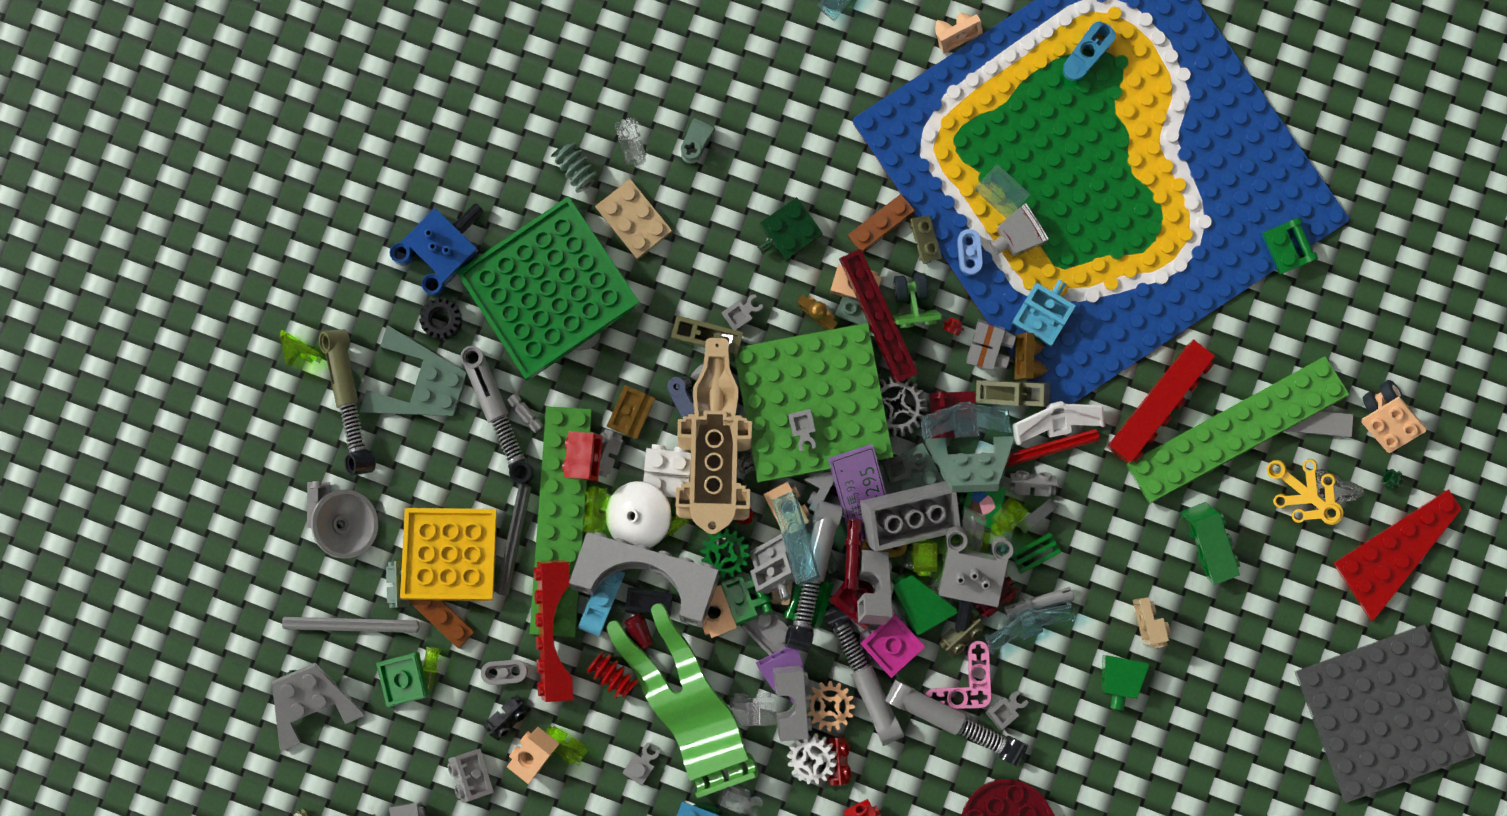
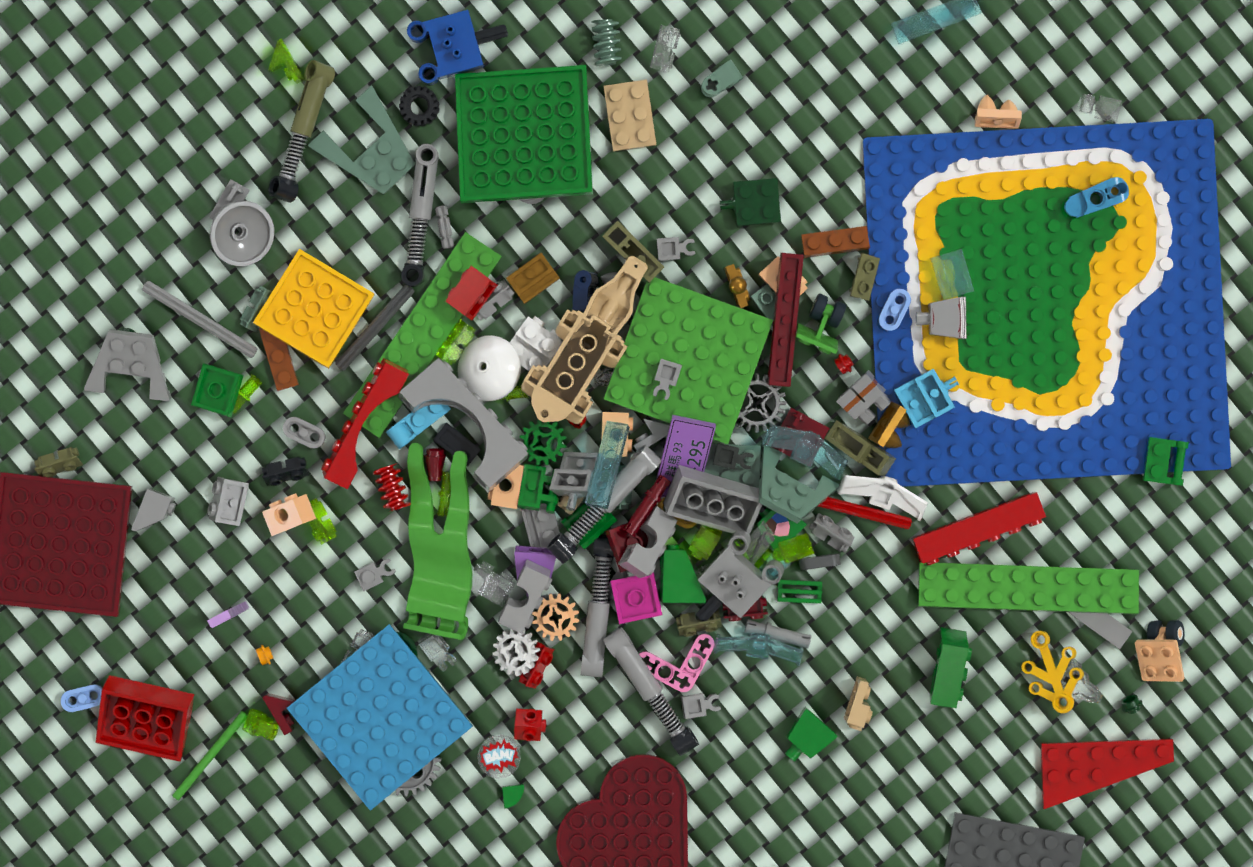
camera: 30 degrees right, 5 degrees up
(664, 653) = (444, 494): none -> clear neon green pin

